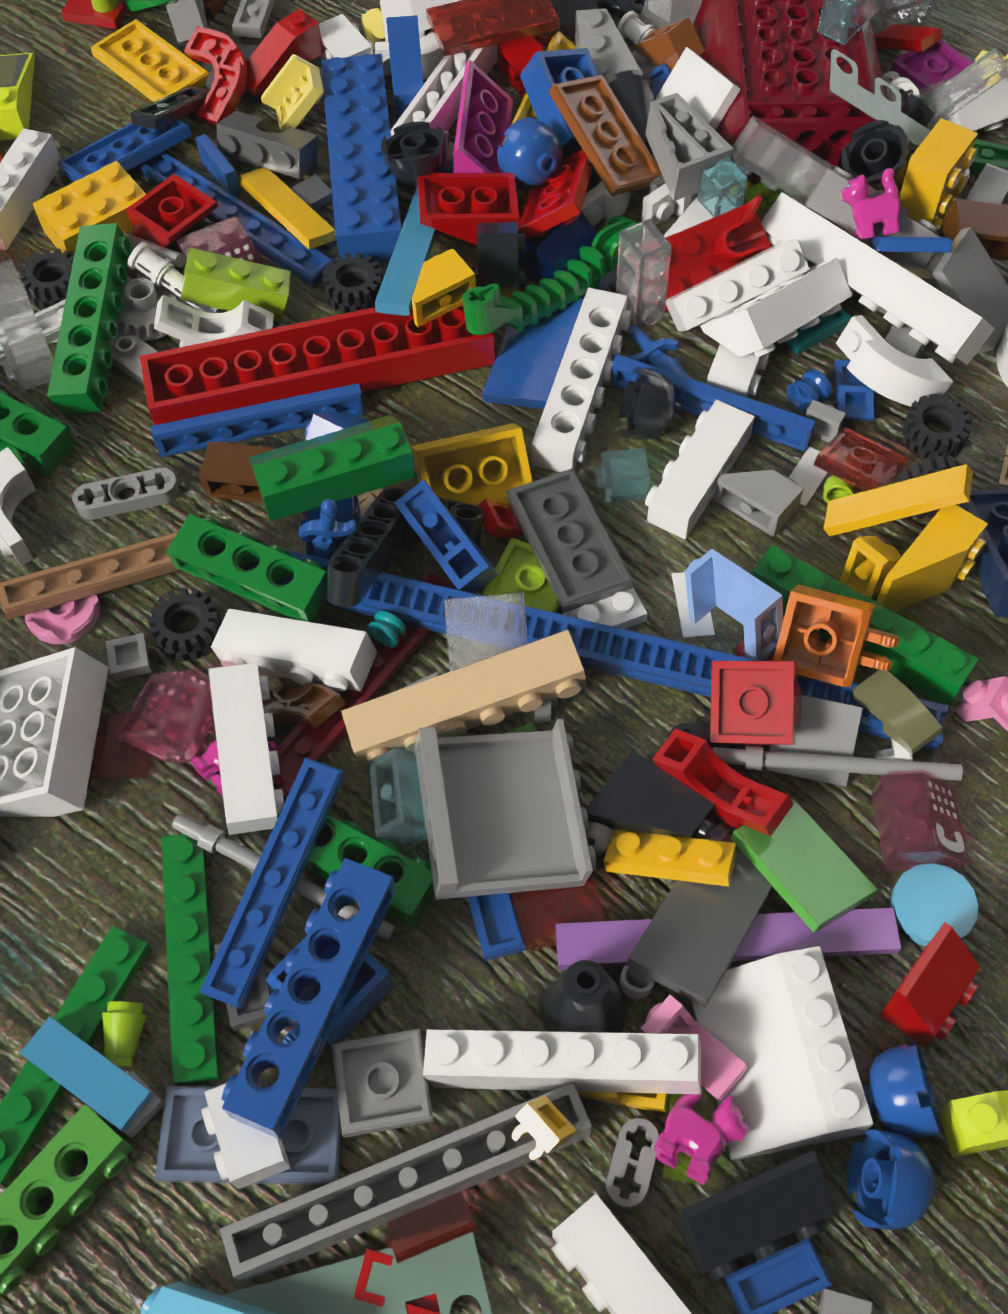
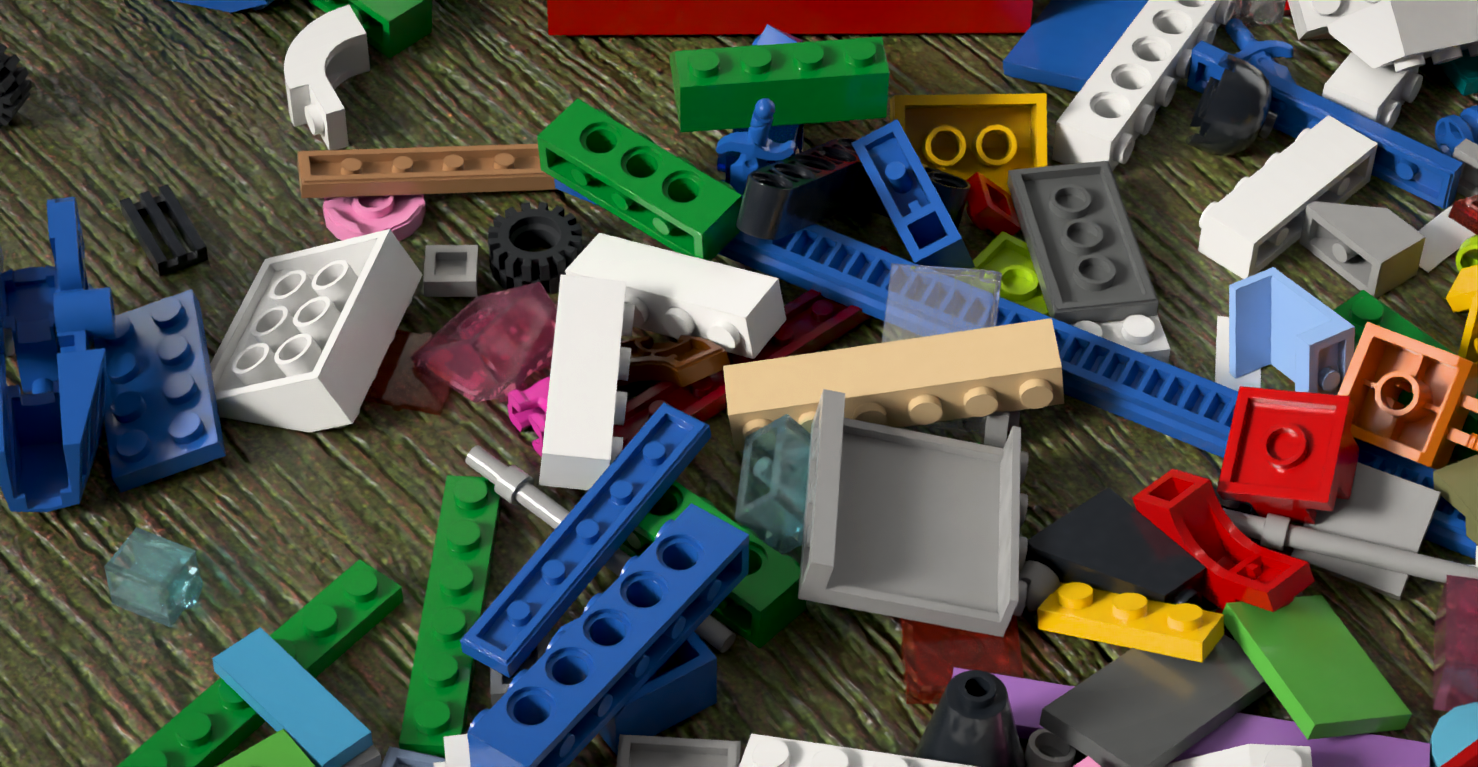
camera: 10 degrees right, 15 degrees down
(112, 486) = (537, 92): light grey beam -> none
(122, 1031) = (350, 666): lime cone -> none
(228, 471) = (639, 91): reddish brown brick -> none
(254, 420) = (657, 35): blue tile -> none
(386, 628) = (806, 292): teal bush -> none
(496, 925) = (872, 657): blue tile -> none
(623, 475) = (1176, 185): clear light blue brick -> none

